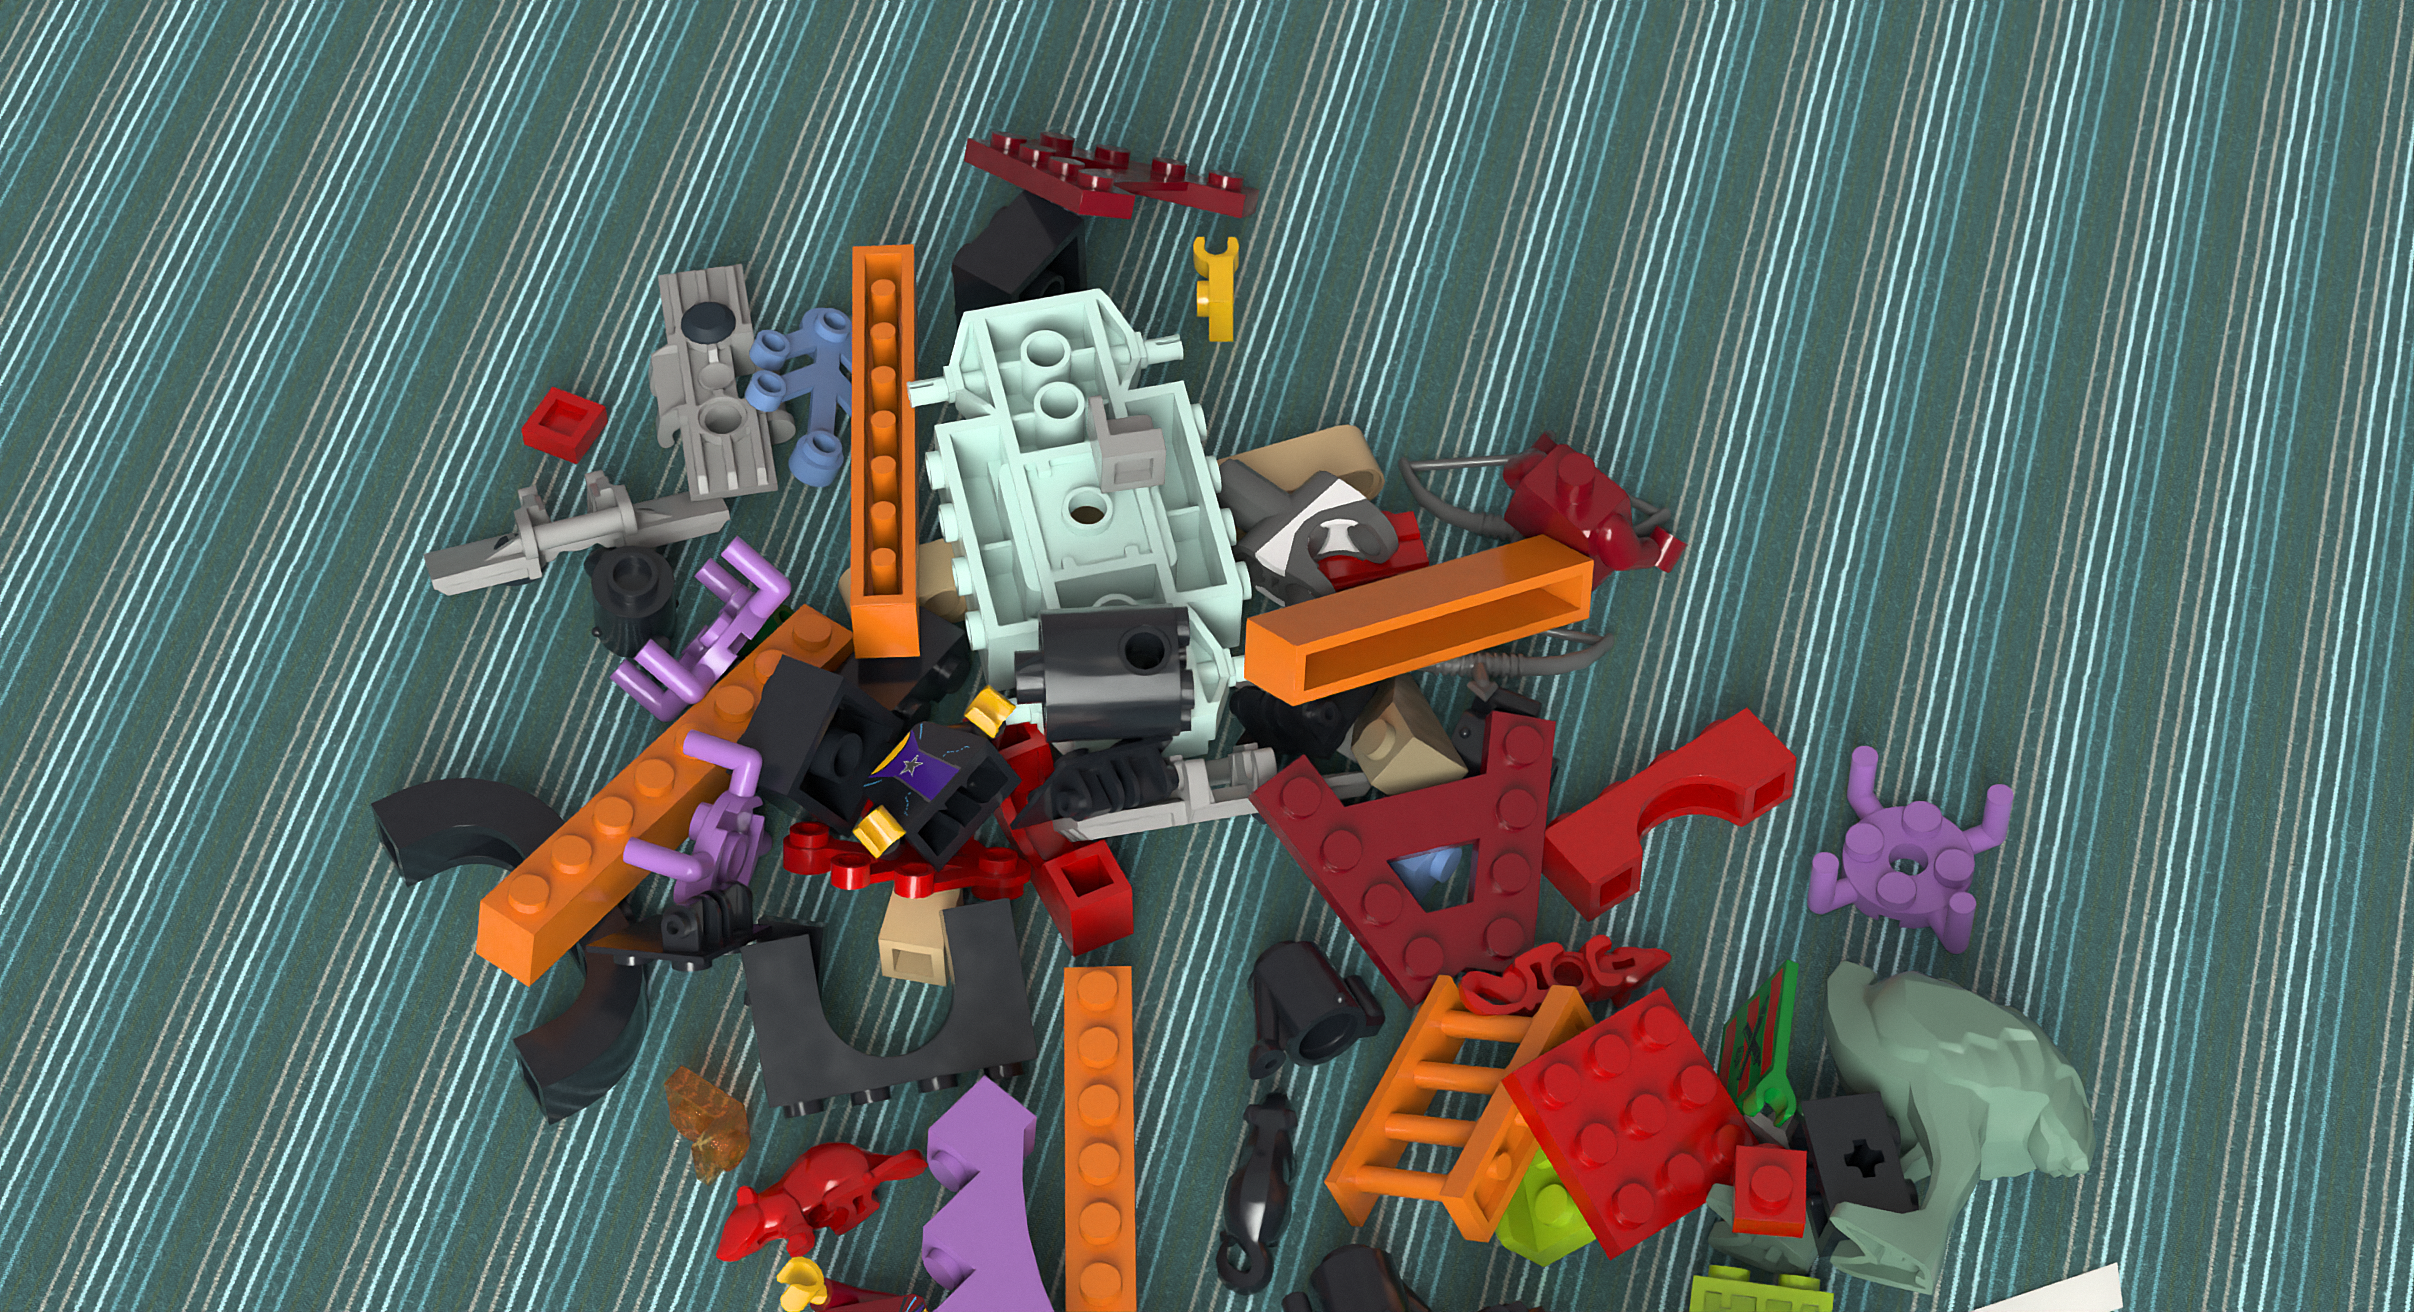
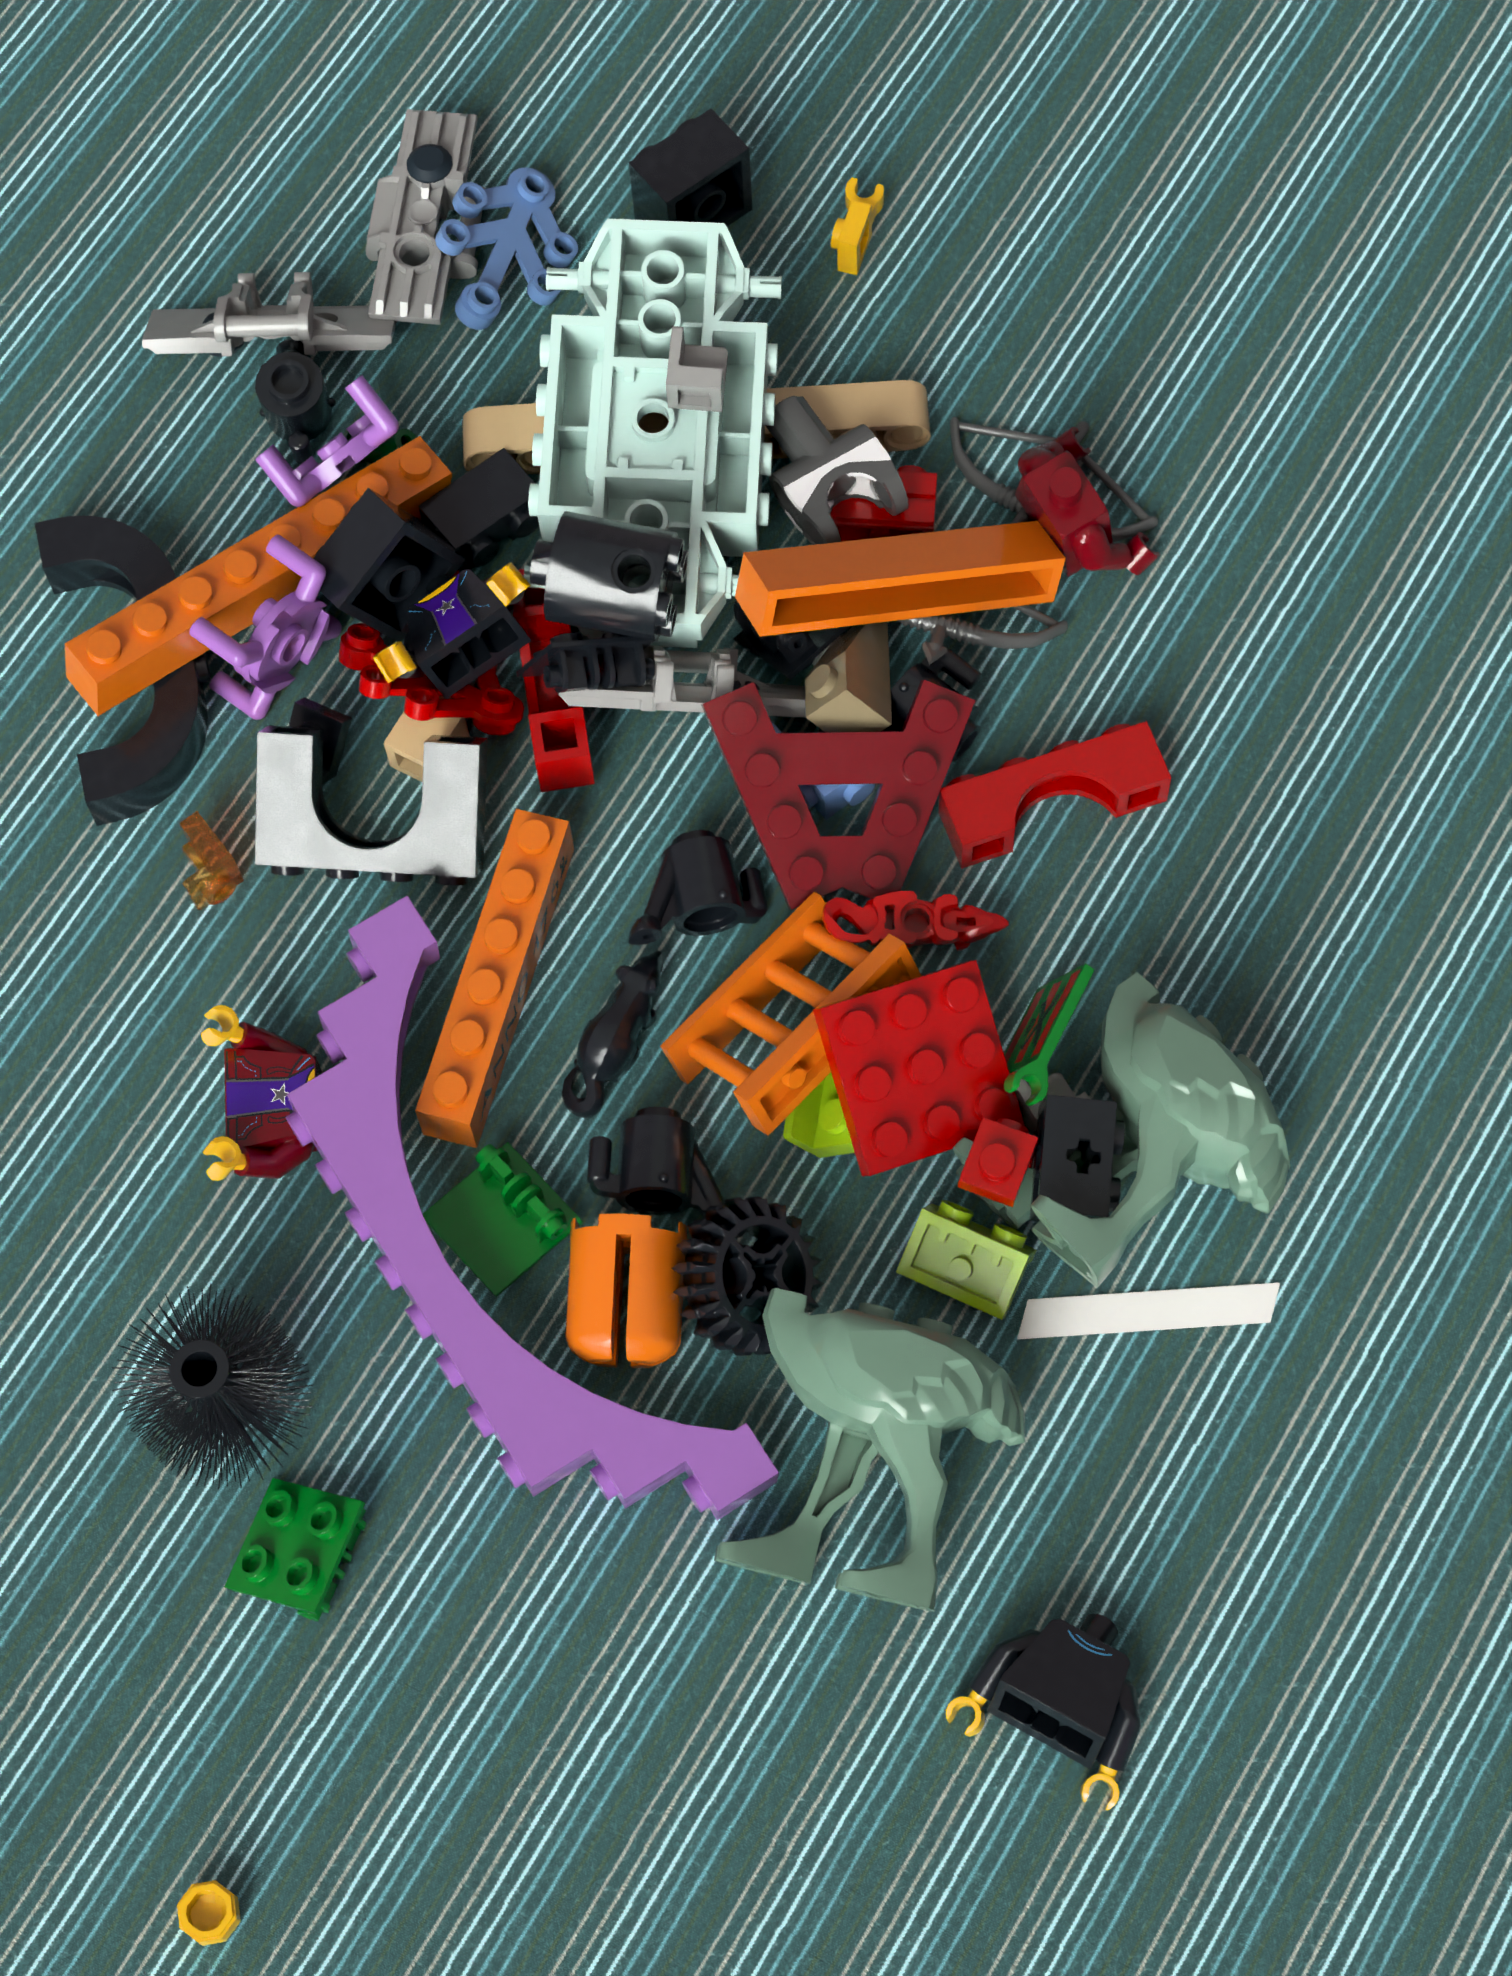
camera: 20 degrees right, 15 degrees up
(564, 425) = (296, 223): red plate -> none
(689, 931) = (230, 705): black hinge -> none
(821, 1189) = (278, 939): red animal -> none
(884, 454) = (508, 350): orange brick -> none
(1104, 180) = (794, 102): dark red plate -> none
(1912, 832) = (1241, 859): medium lavender plate -> none

